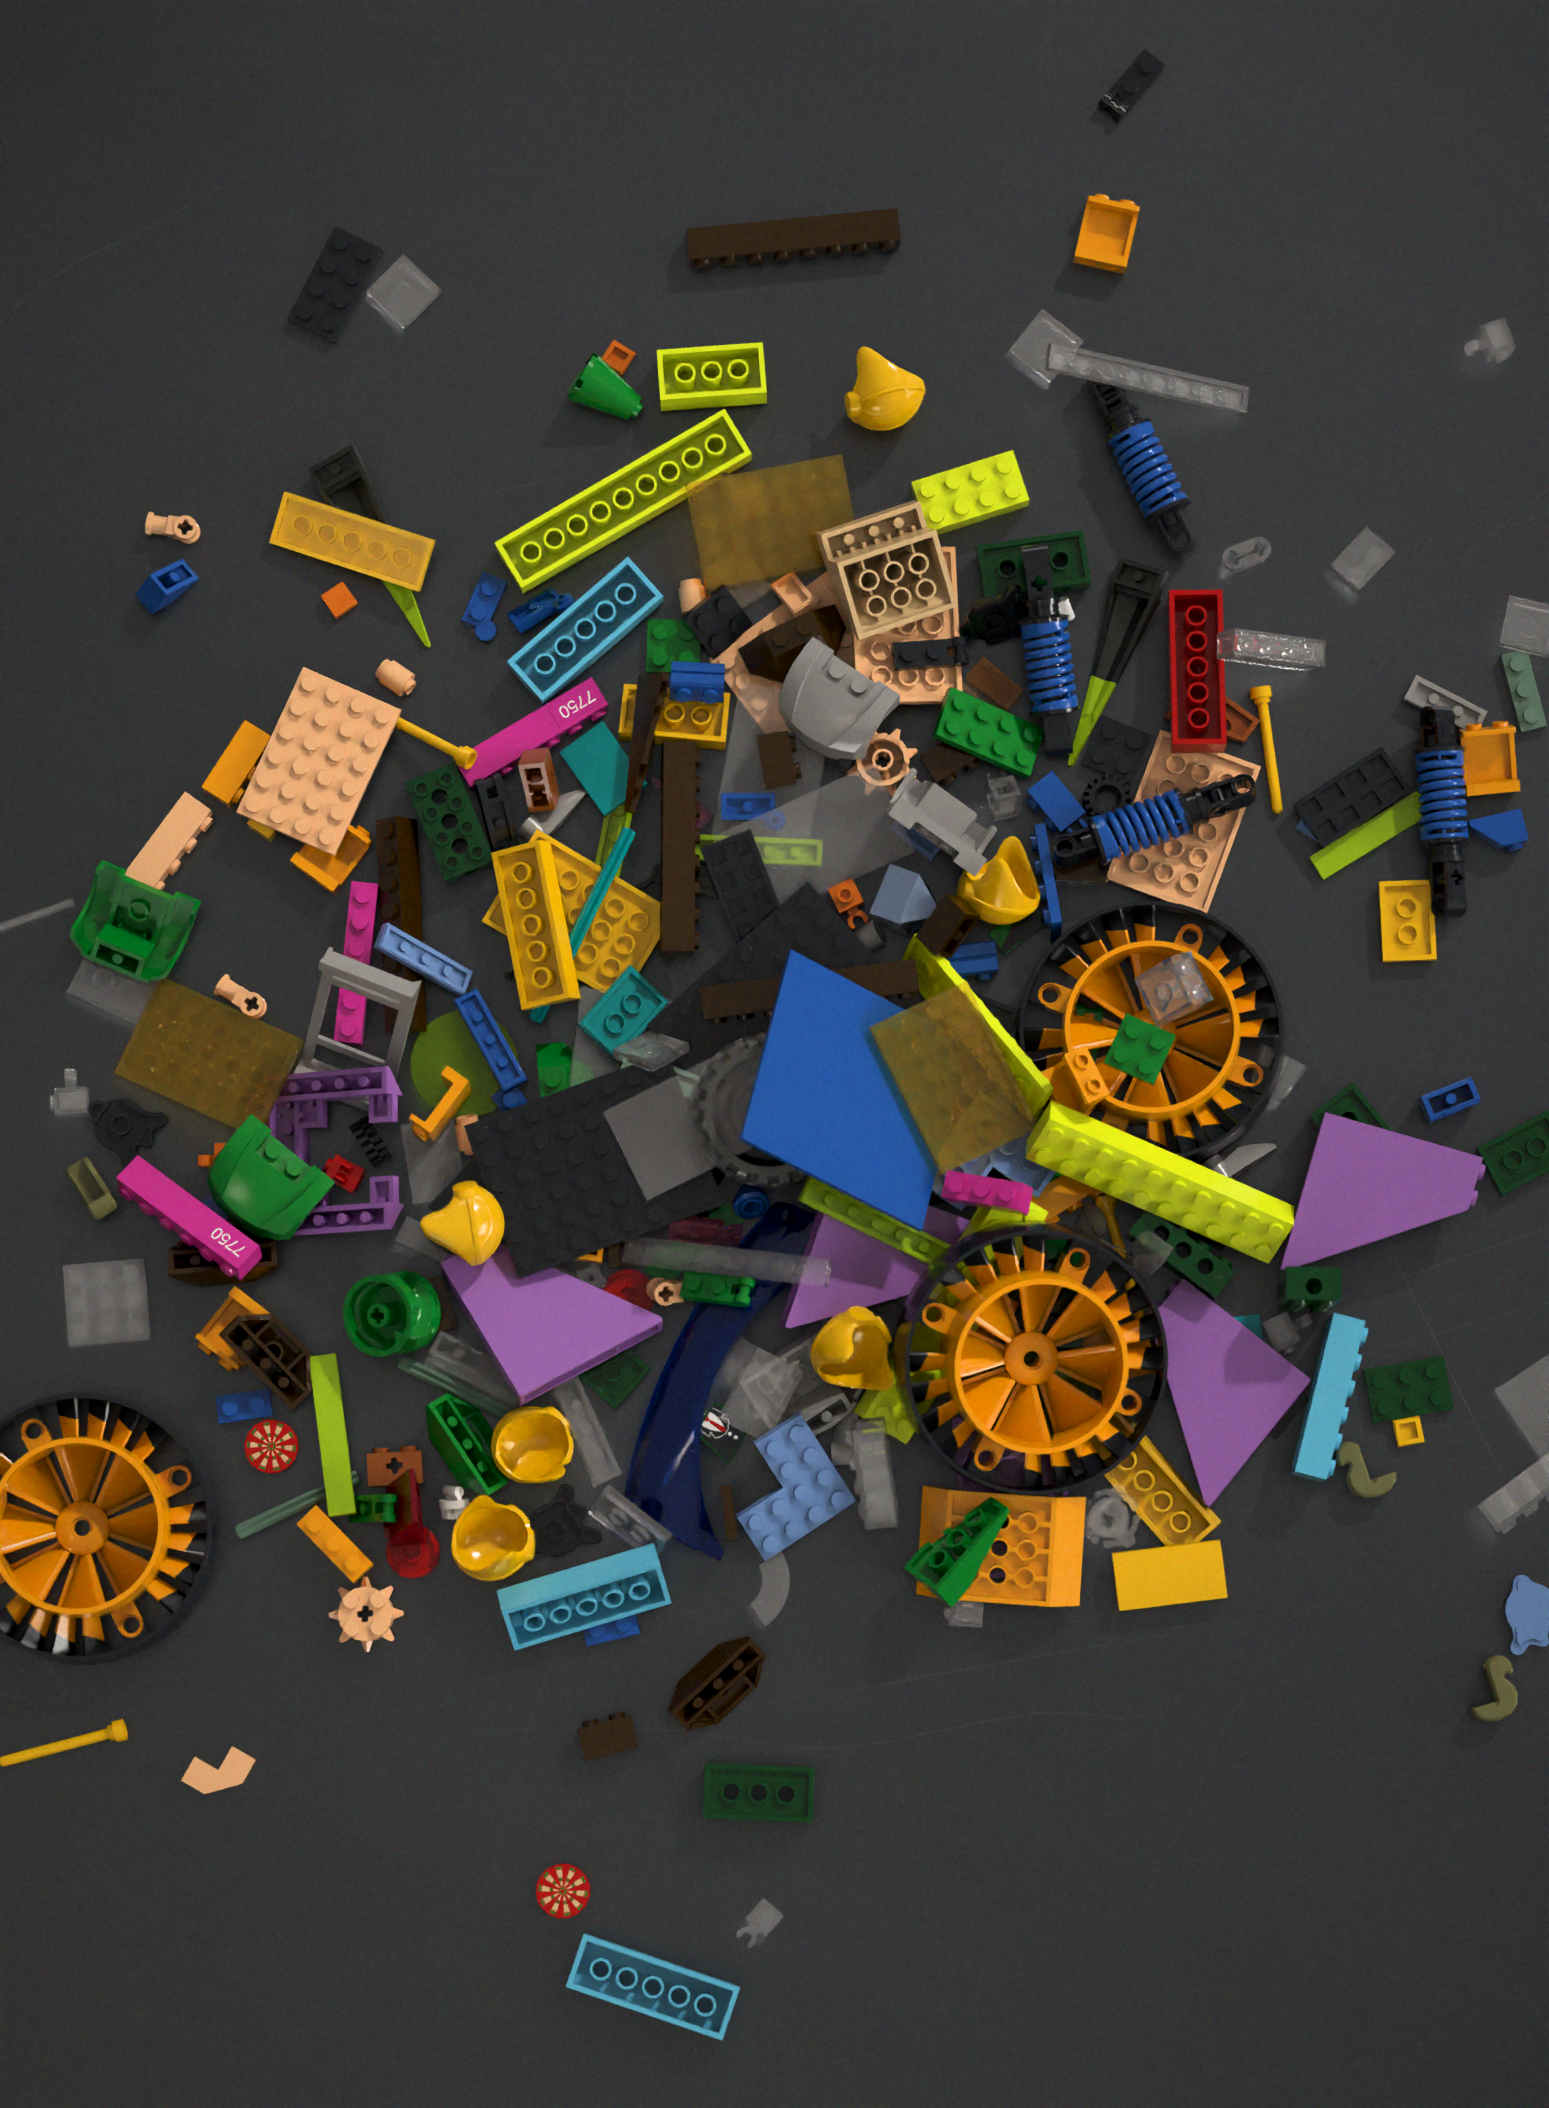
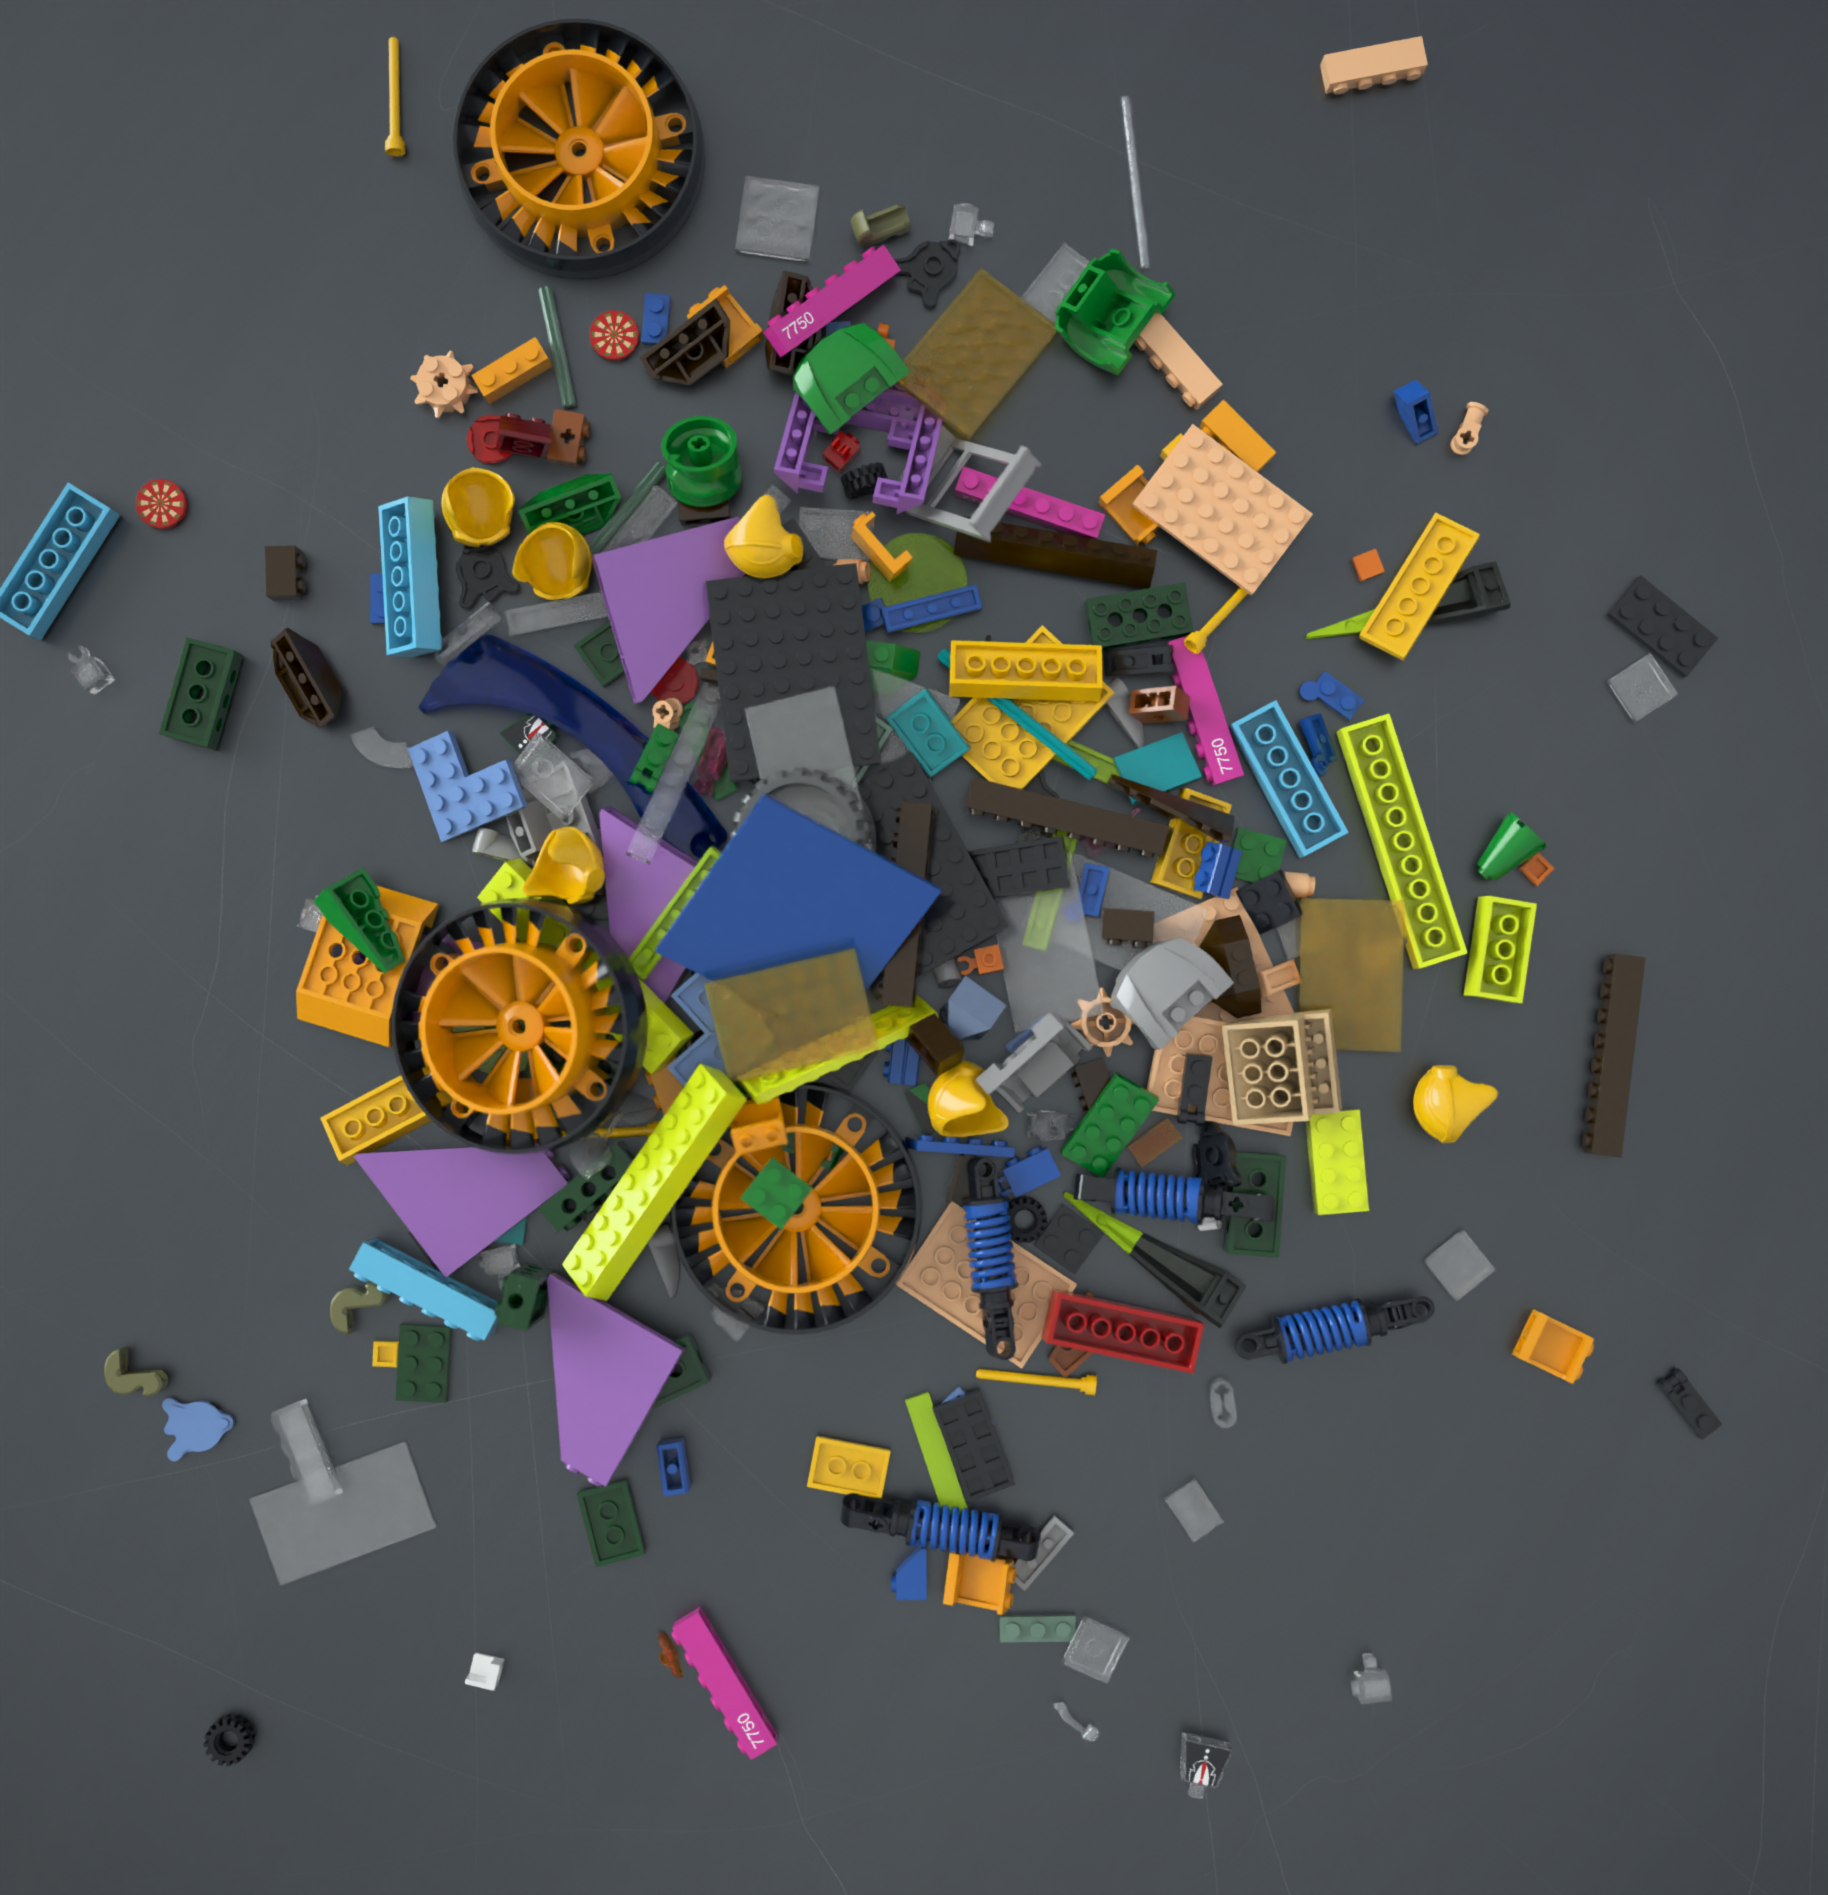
camera: 105 degrees right, 5 degrees up
(209, 1779) = (334, 217): light nougat tile -> none
(240, 997) = (1023, 396): light nougat connector -> none
(332, 1435) = (609, 389): lime tile -> none
(374, 1508) = (531, 407): green plate -> none
(395, 677) = (1284, 599): light nougat brick -> none
(423, 959) = (1018, 562): medium blue tile -> none
(453, 1503) = (523, 483): white piece -> none
(651, 1050) = (885, 747): clear tile -> none
(729, 1514) = (454, 724): dark brown tile -> none
(750, 1202) = (726, 807): blue brick -> none
(874, 1473) = (456, 861): clear brick -> none
(987, 1192) = (676, 1020): dark pink brick -> none
(1111, 1506) = (368, 1066): clear piece -> none
(1147, 378) = (1408, 1351): clear plate -> none
(1169, 1575) = (306, 1106): yellow slope -> none
(1173, 988) = (824, 1238): clear slope -> none
(1271, 649) = (1126, 1405): clear brick -> none

